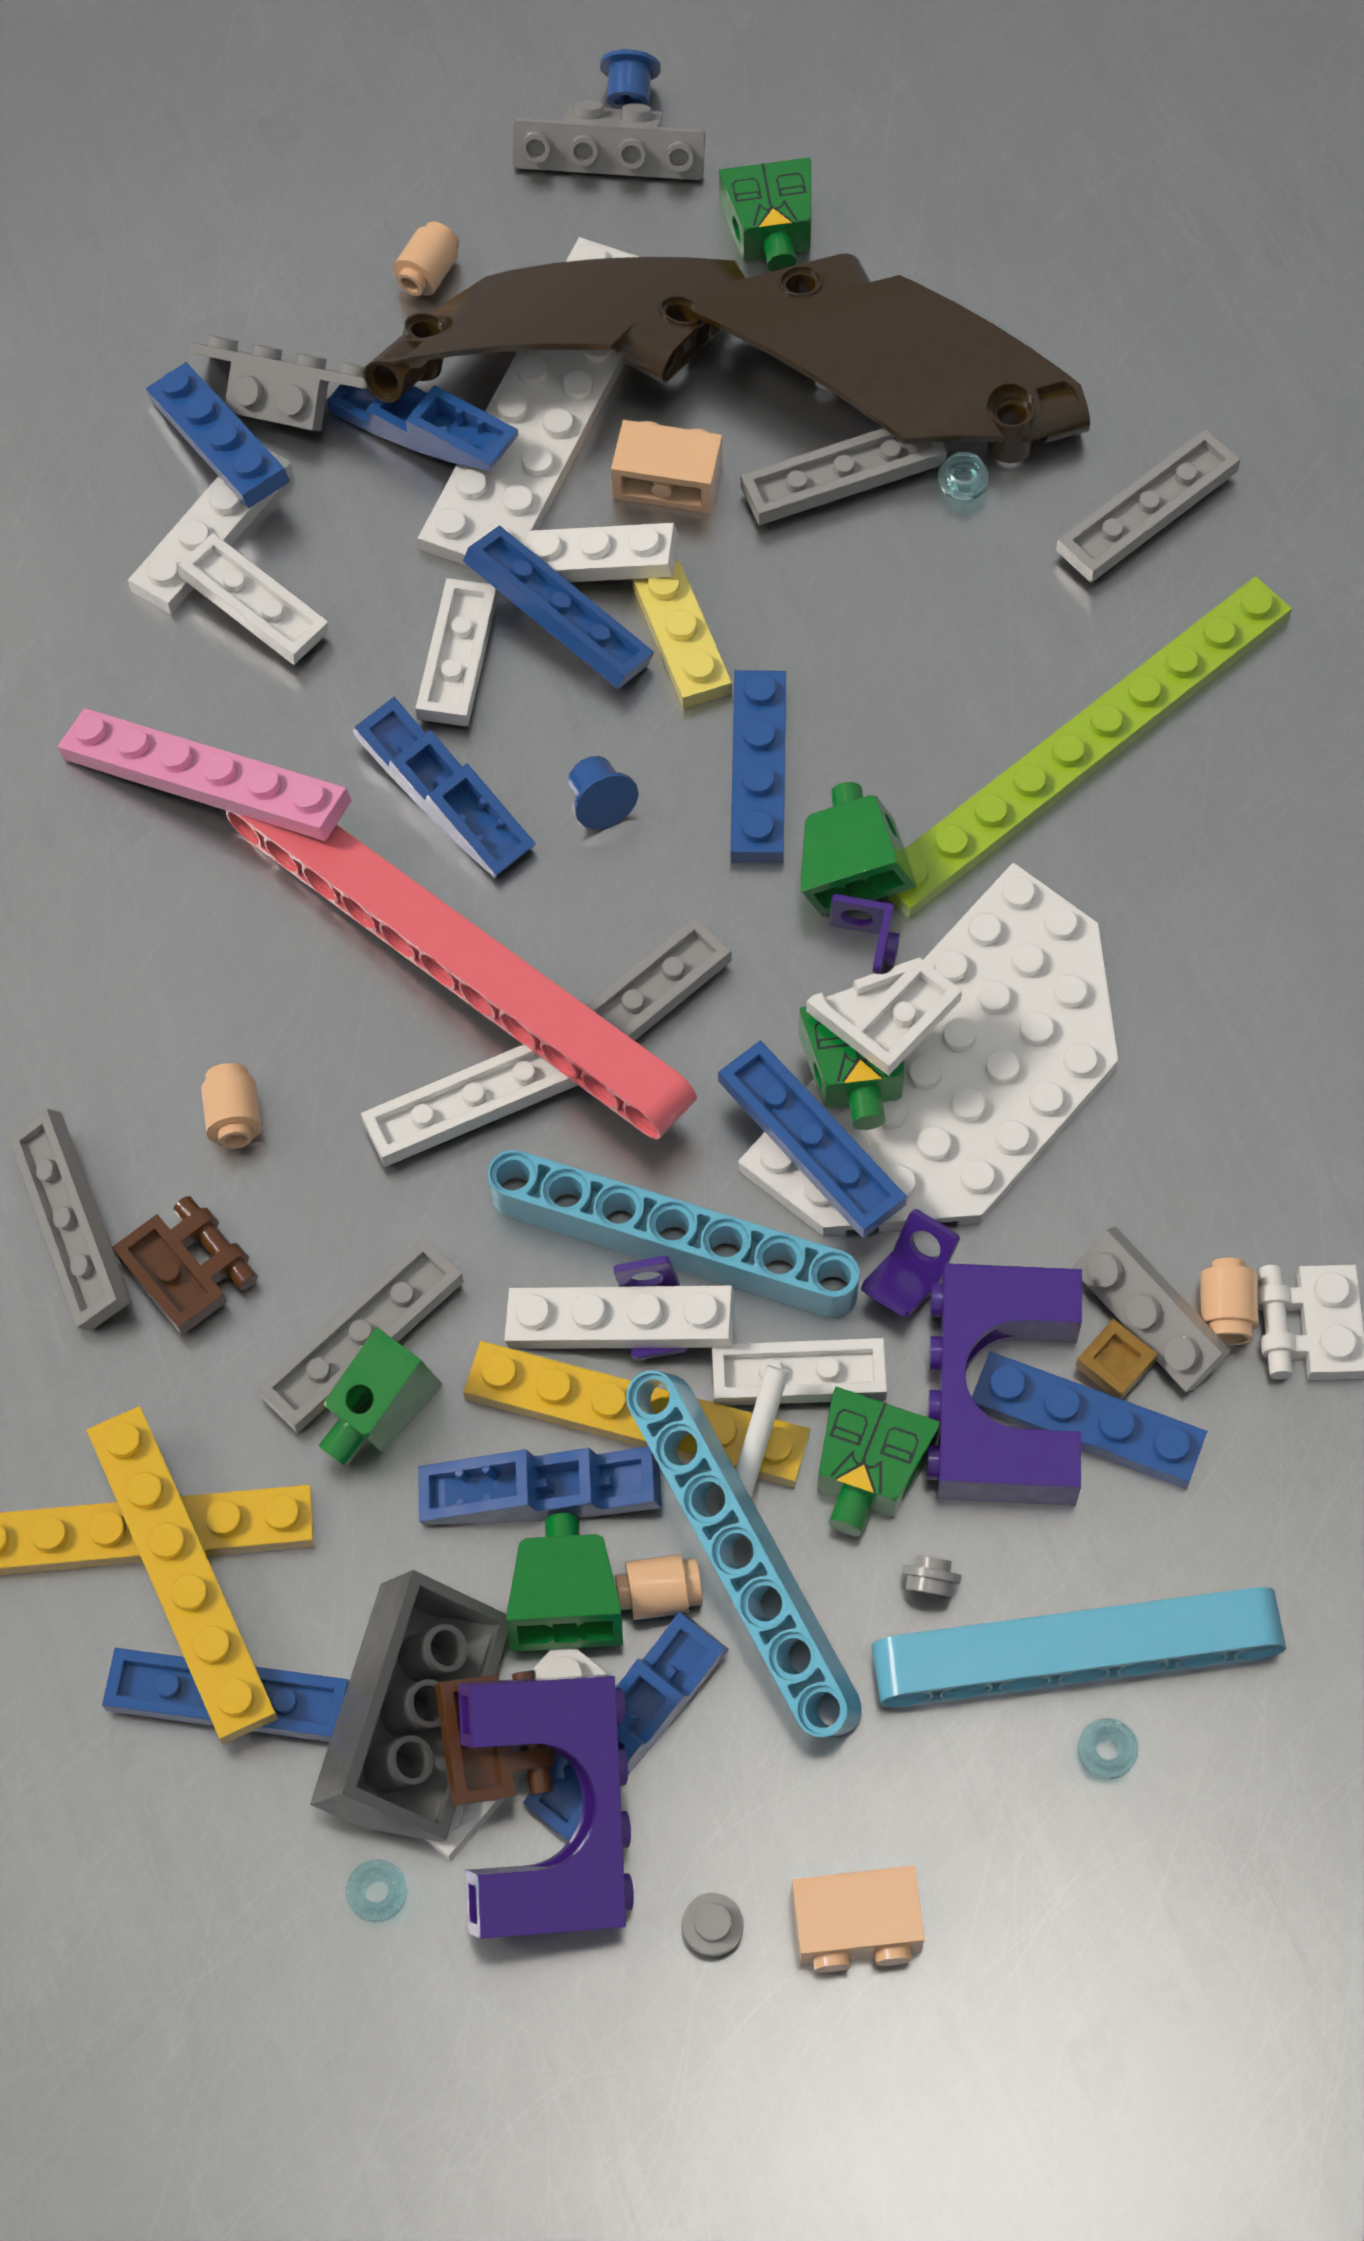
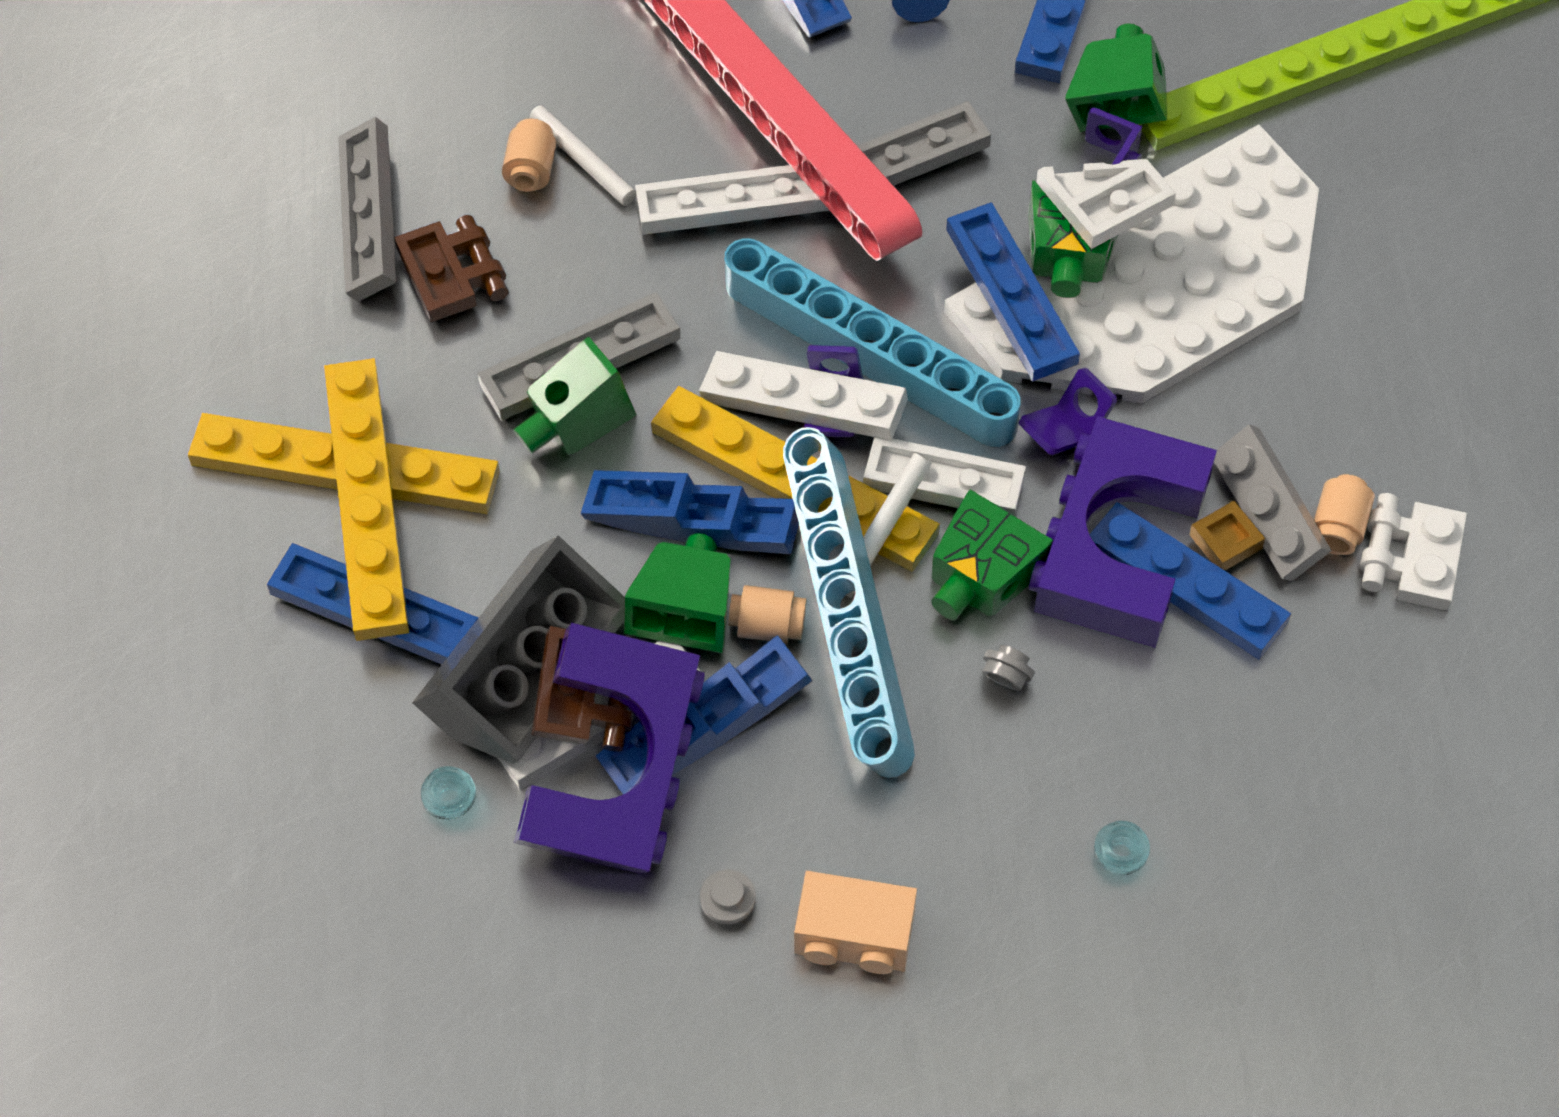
camera: 15 degrees right, 5 degrees down
(290, 1088) = (586, 157): none -> white bar
(1078, 1647) = (1122, 757): medium azure beam -> none

